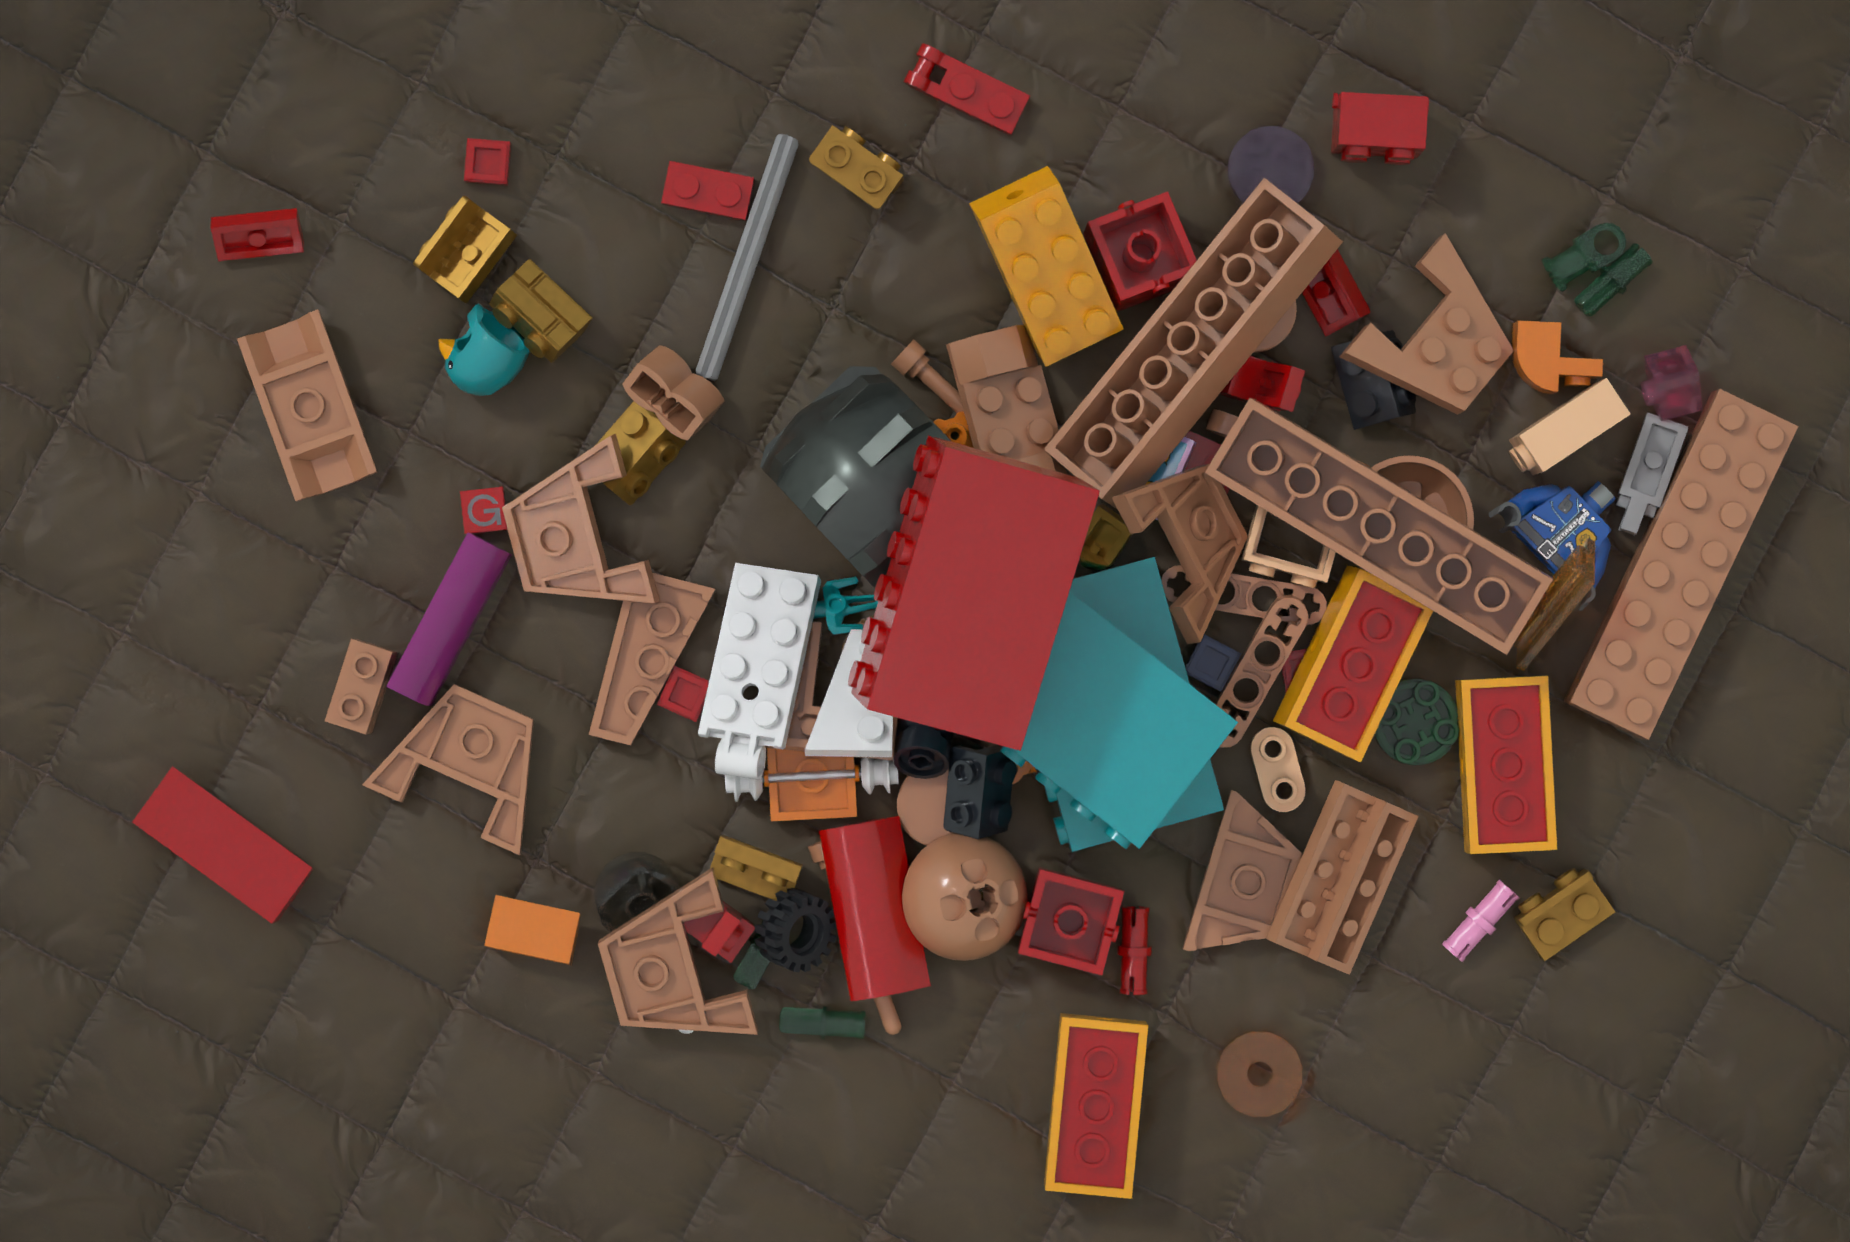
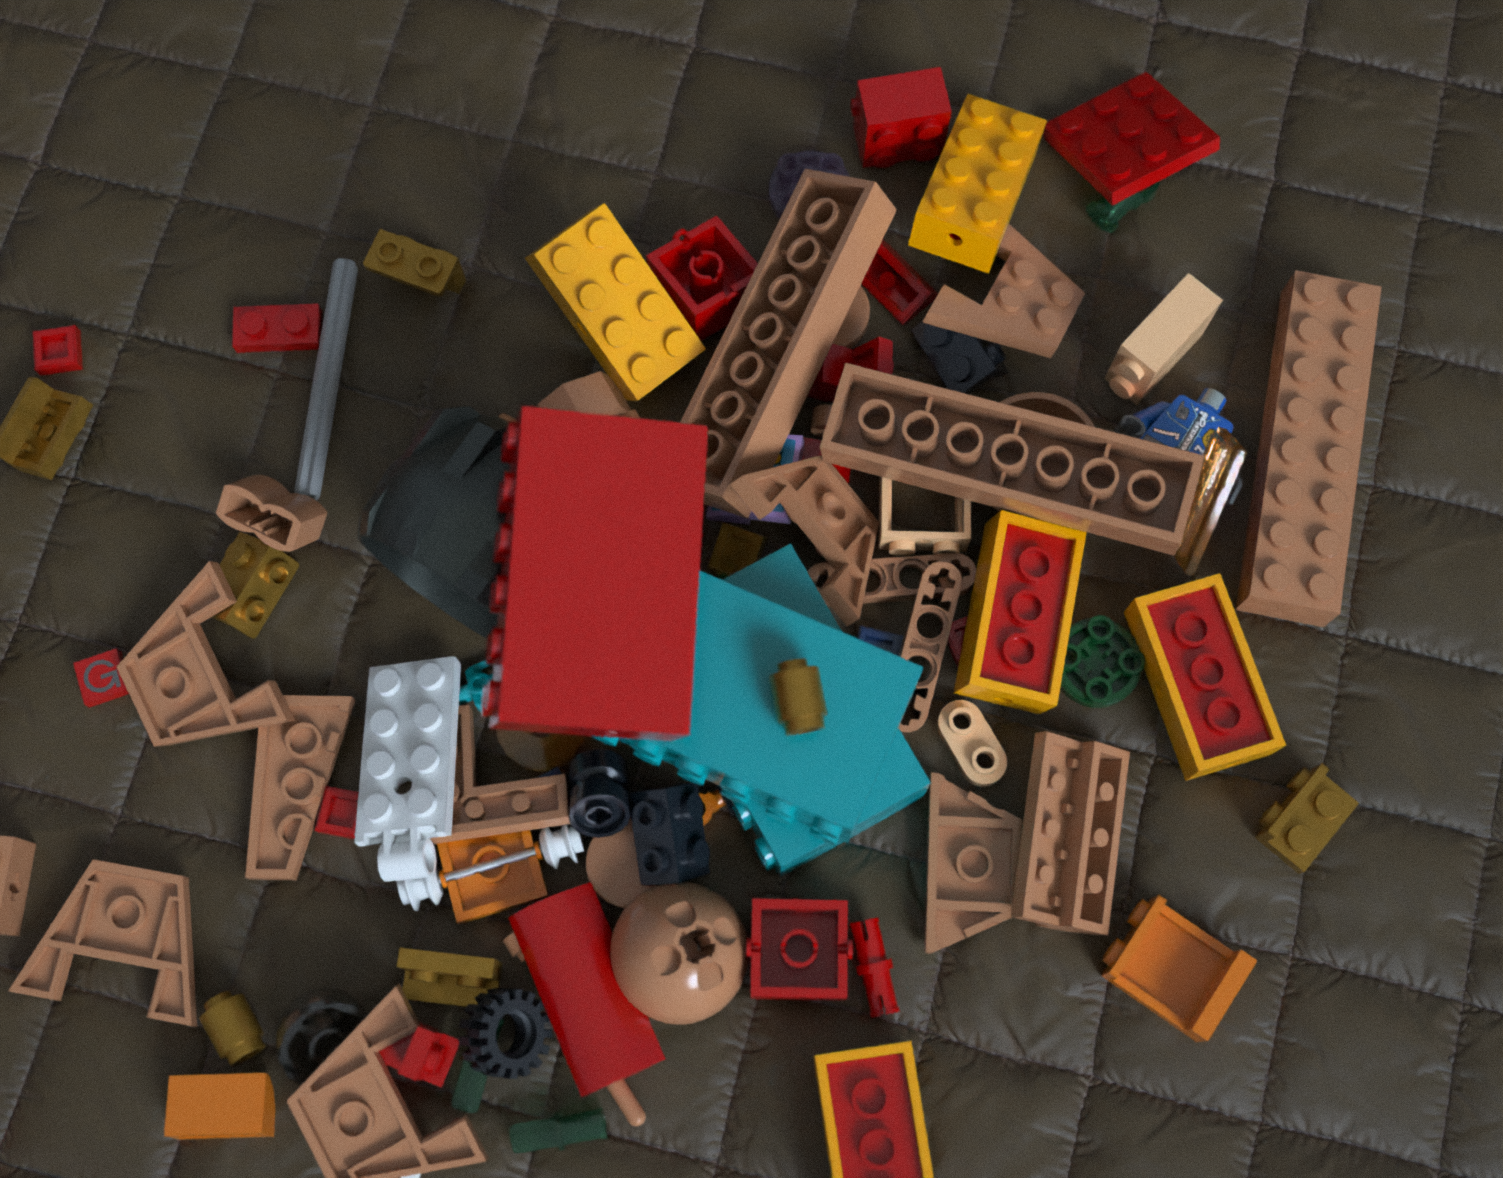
camera: 15 degrees left, 15 degrees down
(449, 620) = (75, 791): magenta brick -> none
(485, 356) = (74, 520): teal piece -> none
(539, 312) = (125, 468): pearl gold brick -> none
(554, 865) = (232, 1027): none -> pearl gold brick
(843, 723) = (518, 783): white wing -> none
(968, 90) = (508, 185): red plate -> none
(1122, 726) = (798, 697): none -> pearl gold brick
(1277, 1092) = (1070, 1064): clear orange tile -> none
(1402, 1016) = (1176, 969): none -> orange panel
(1436, 216) = (976, 183): none -> light orange brick
(1480, 920) = (1225, 846): bright pink pin -> none
(1539, 360) = (1114, 295): orange brick -> none
(1605, 198) = (1130, 137): none -> red plate
(1613, 280) = (1158, 210): clear green axle -> none
(1649, 470) = (1249, 370): light grey hinge -> none
(1672, 392) = (1247, 282): clear pink brick -> none

